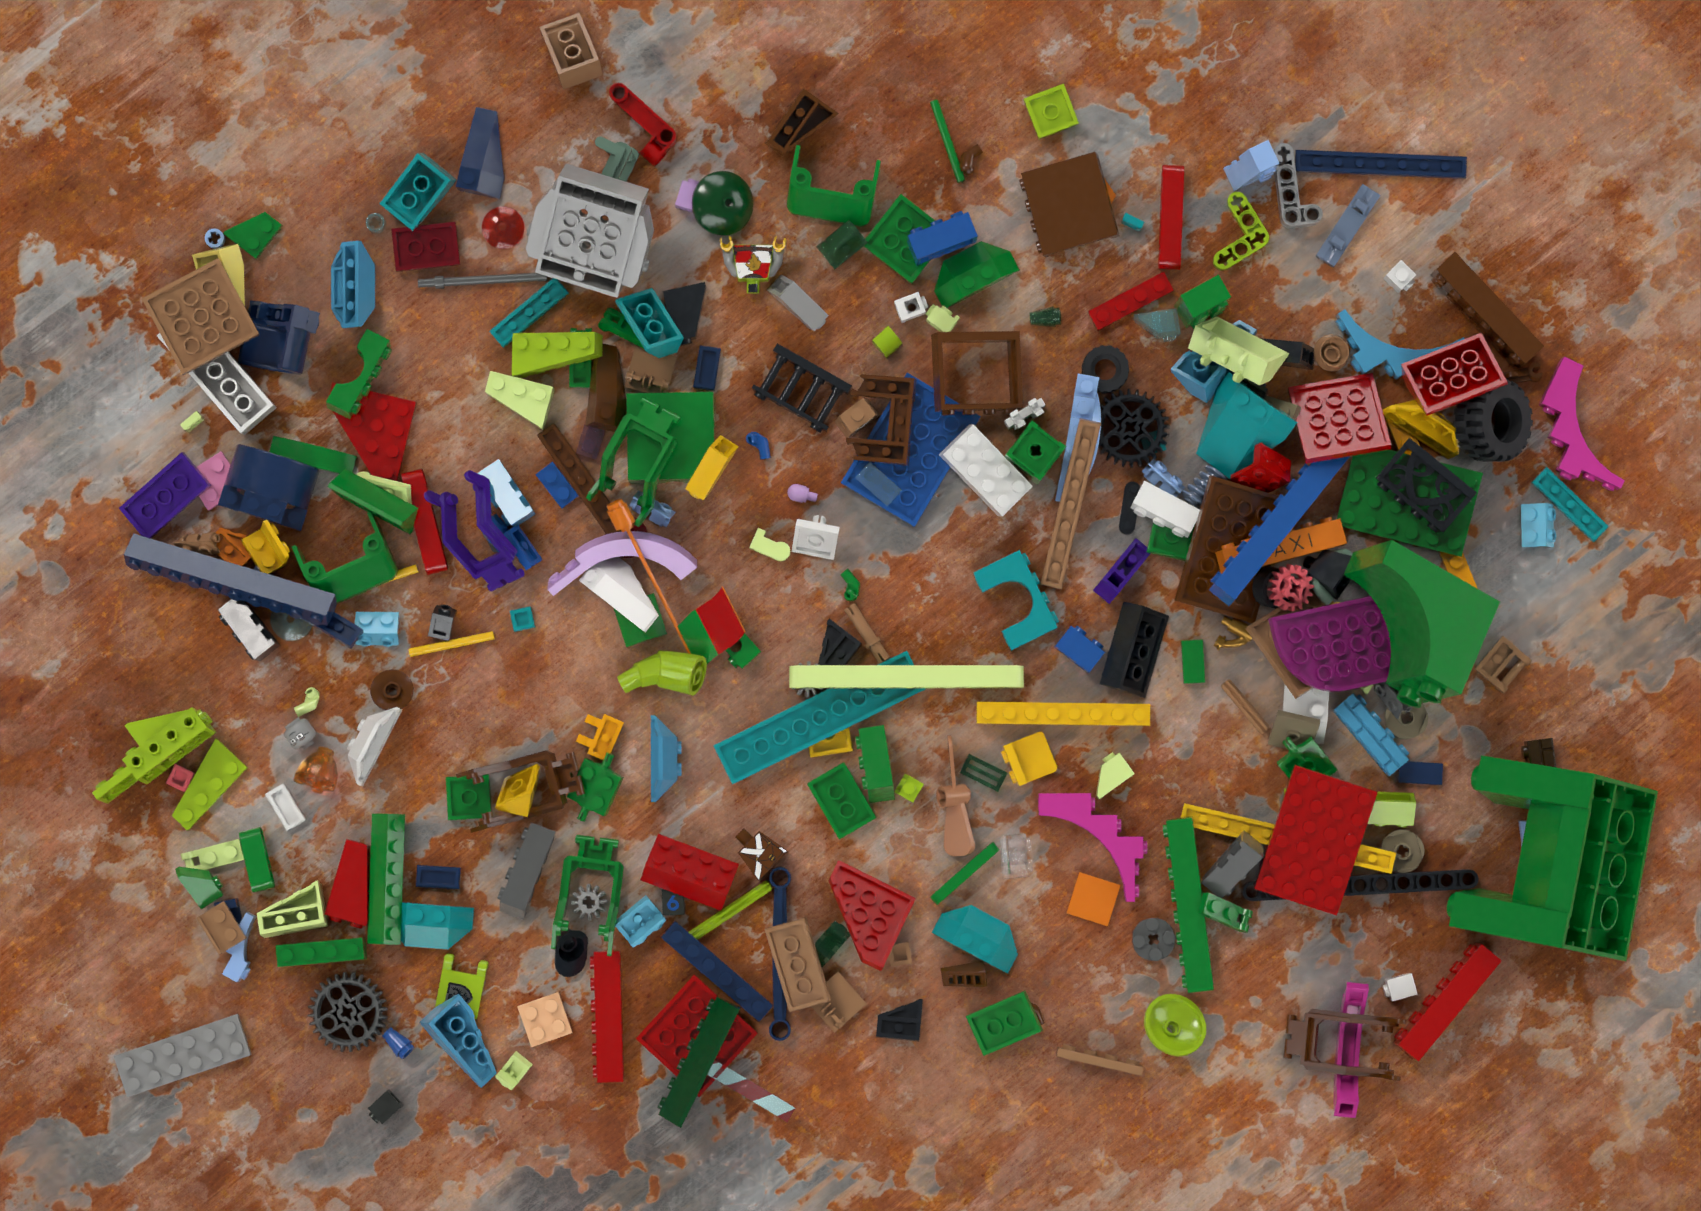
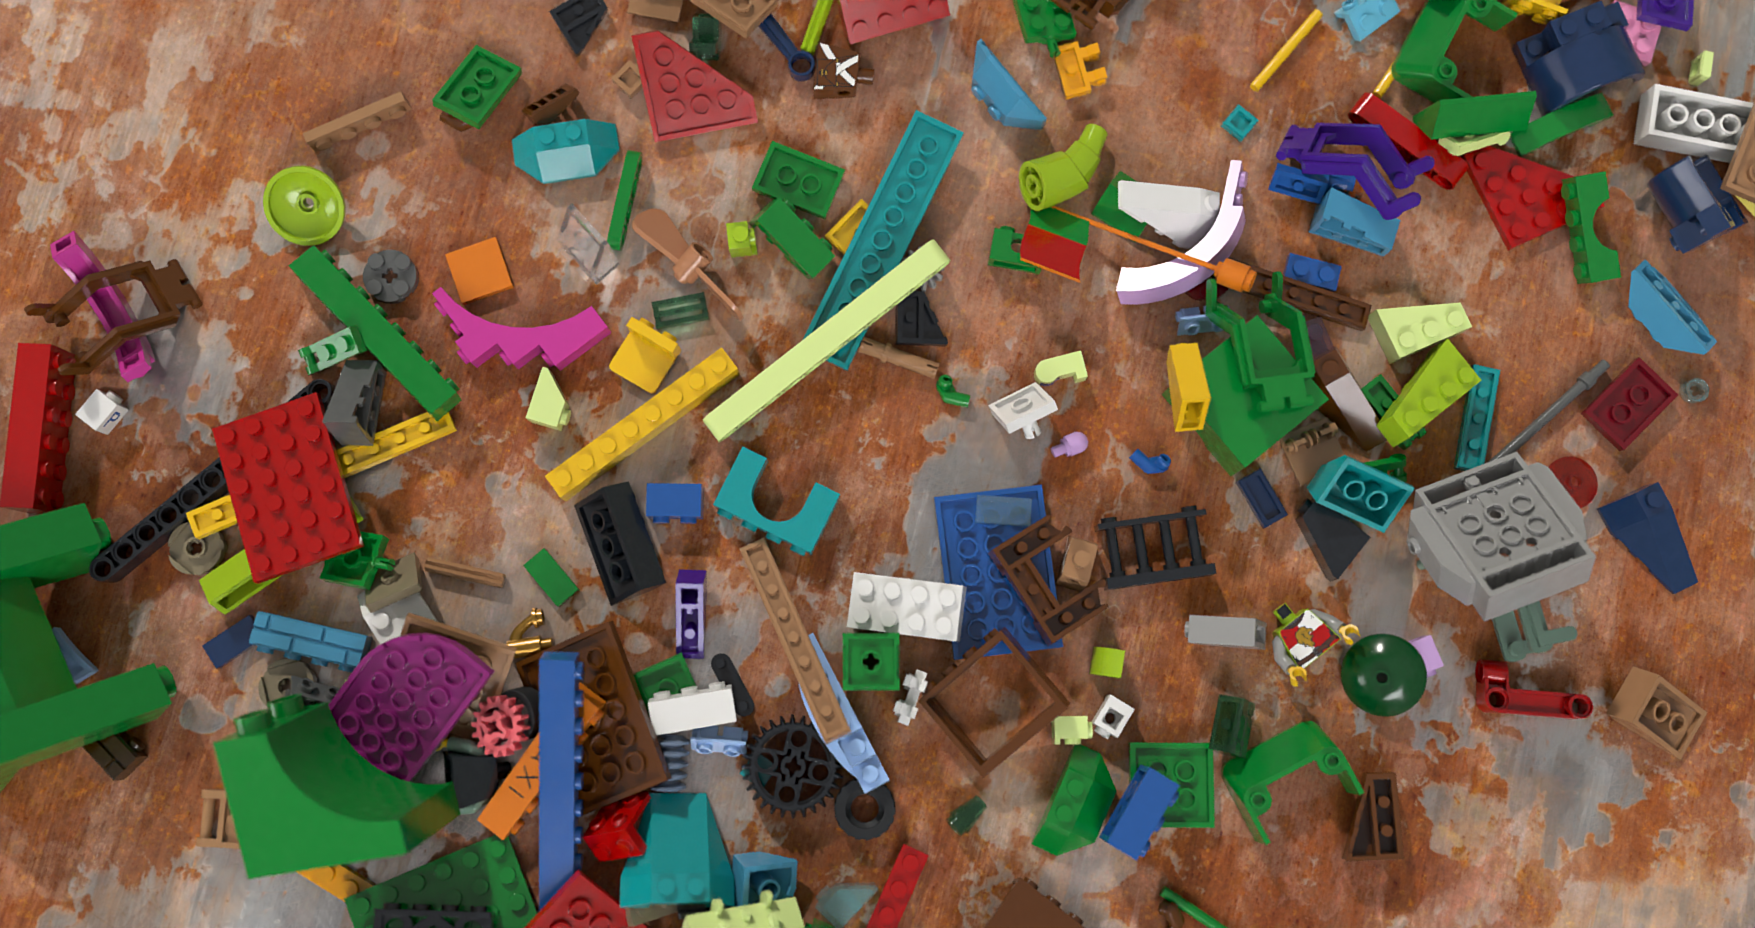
camera: 140 degrees right, 5 degrees down
(418, 190) = (1687, 452): teal slope -> none
(442, 622) = (1313, 61): bracket -> none

